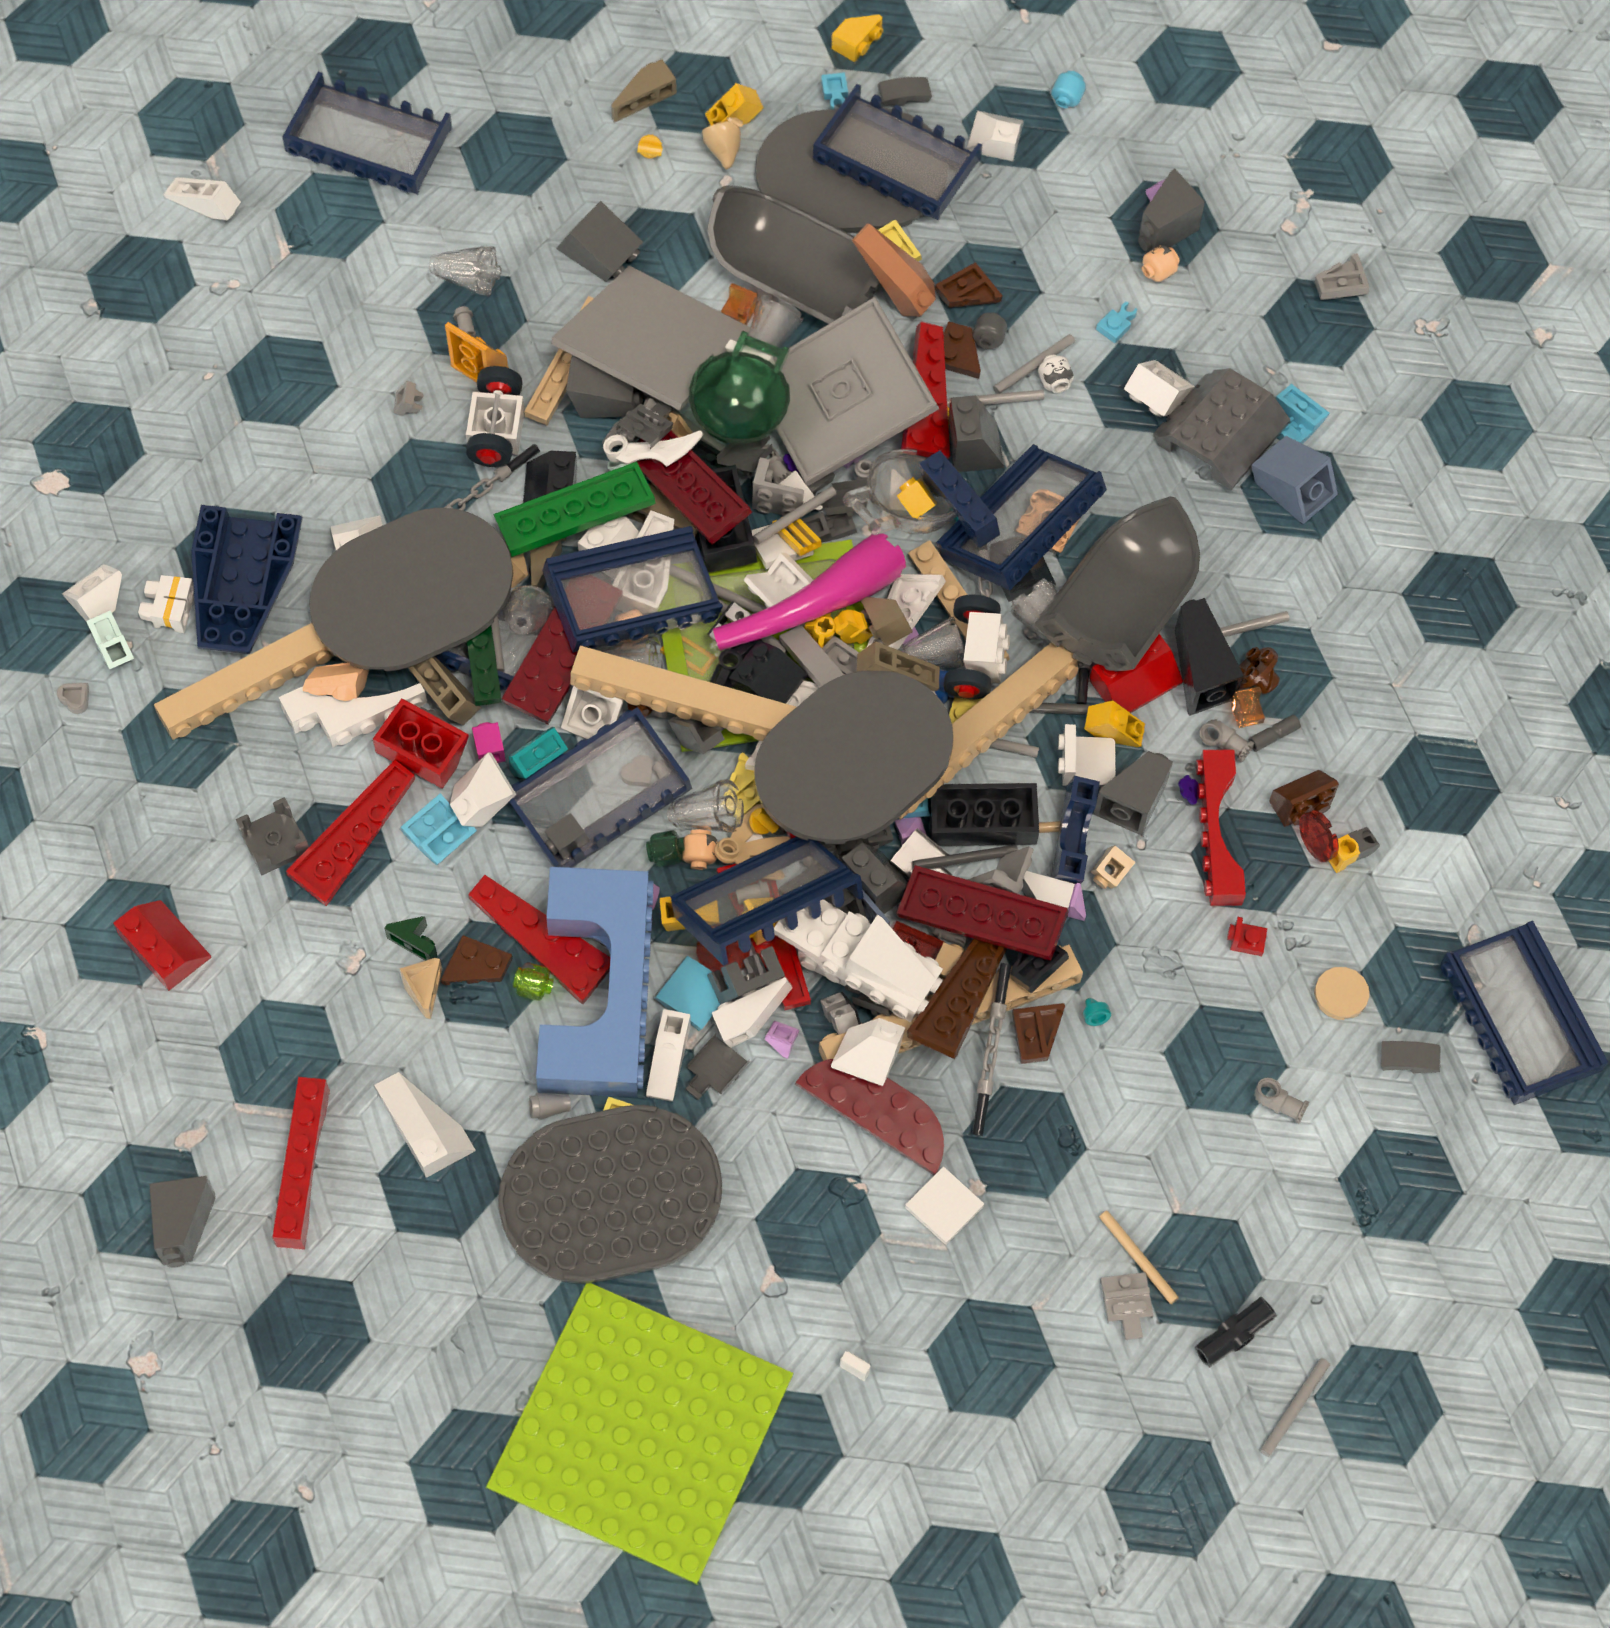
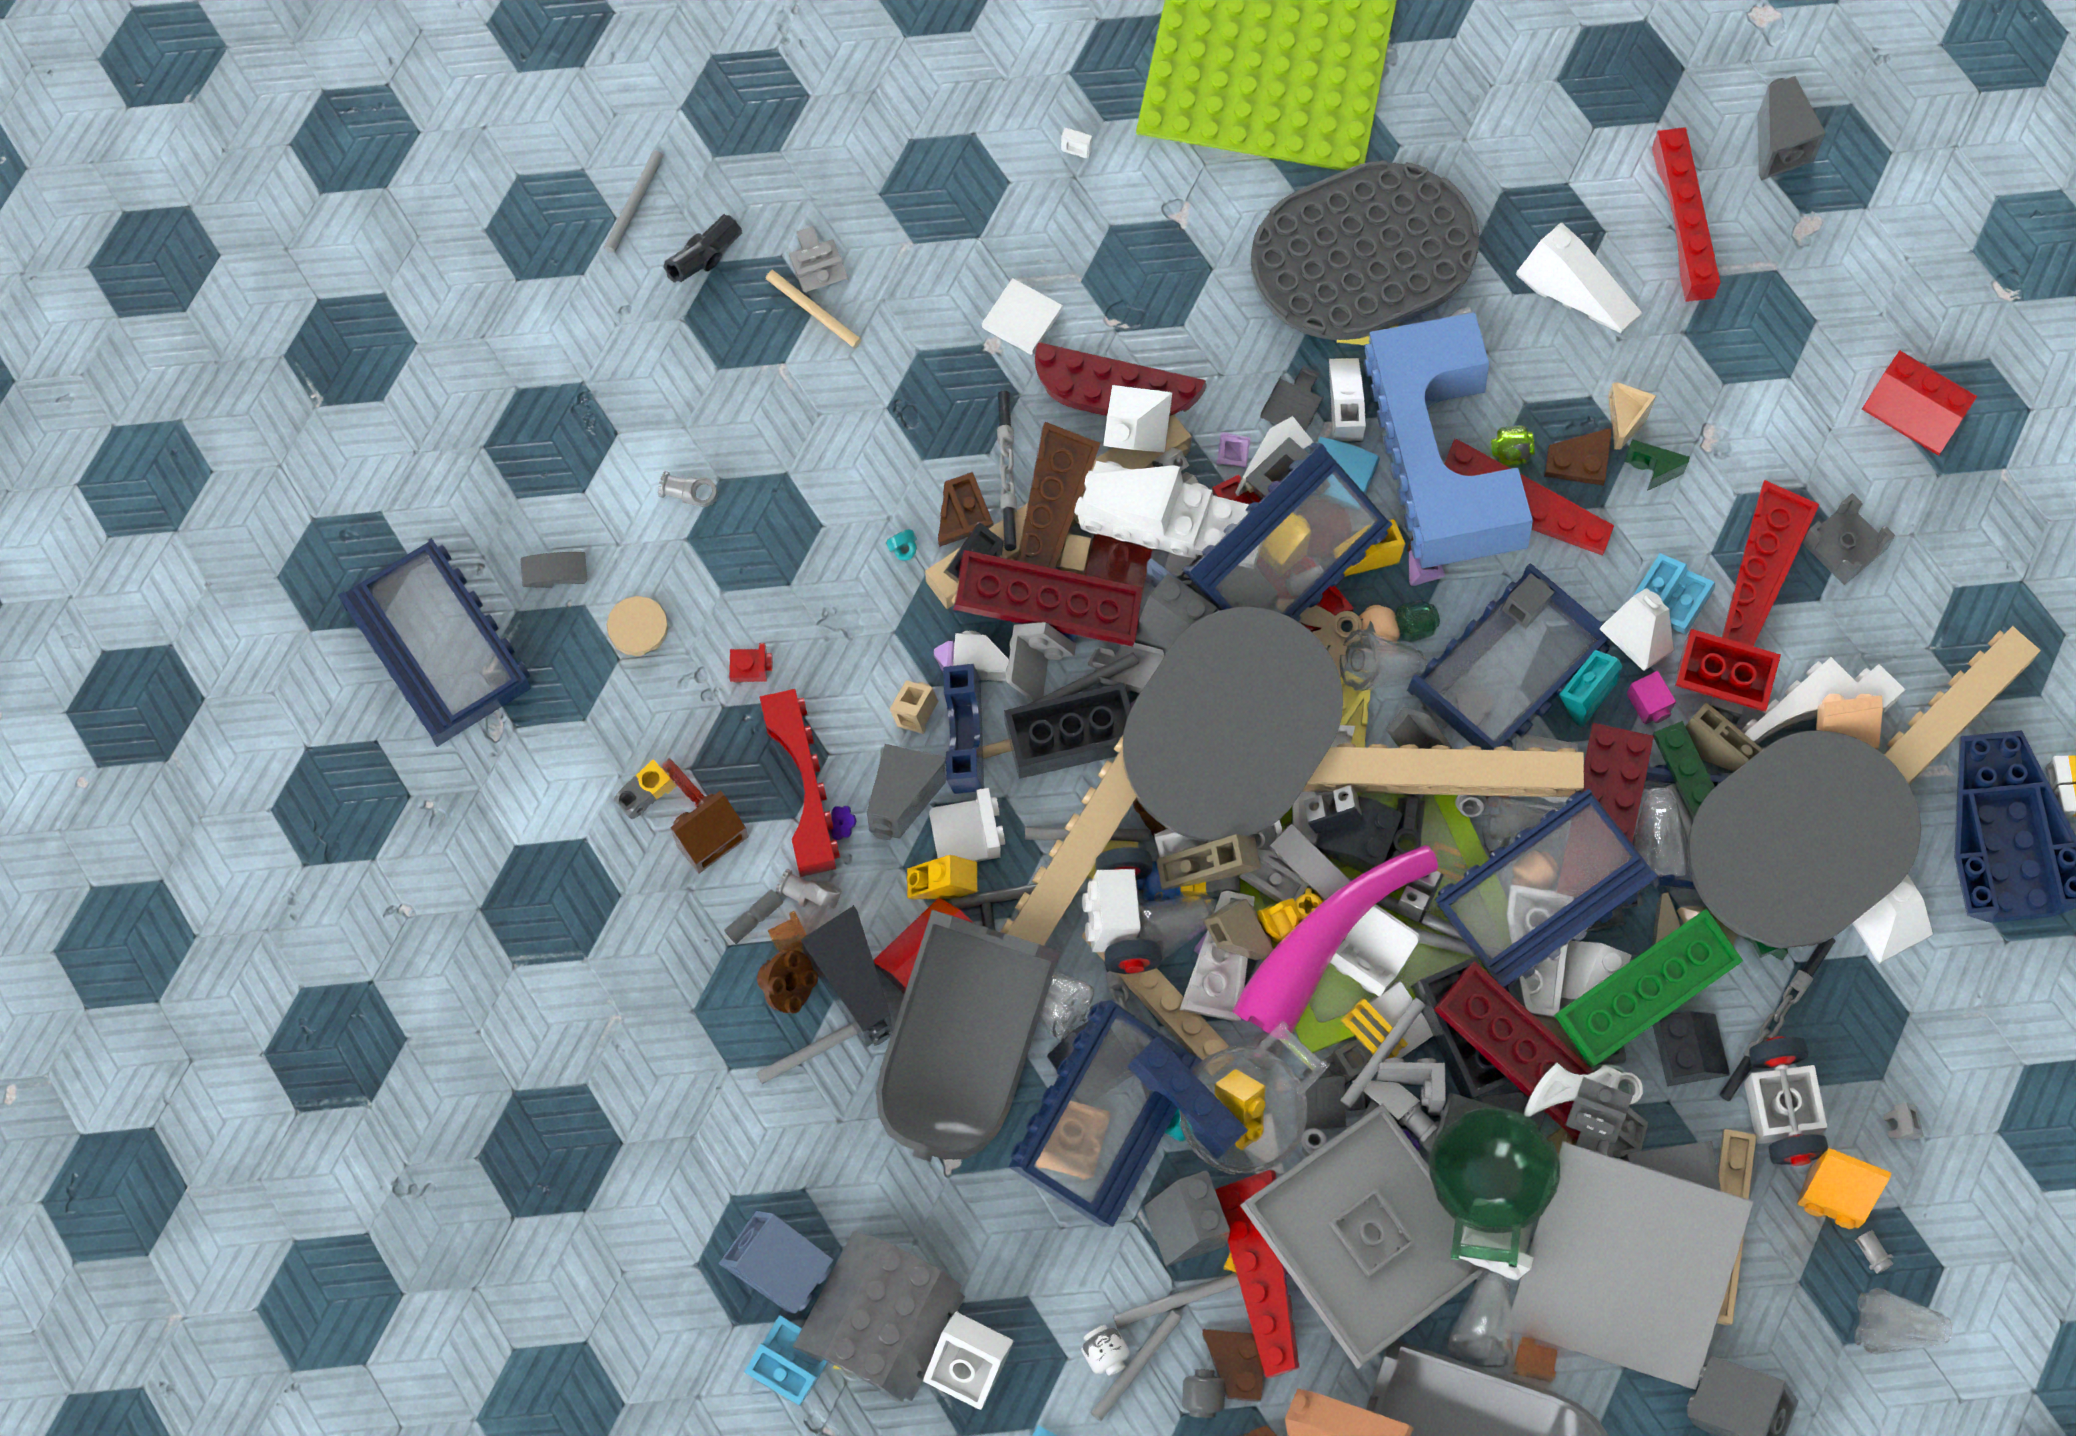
camera: 170 degrees right, 5 degrees up
(796, 686) = (1347, 810): none -> piece

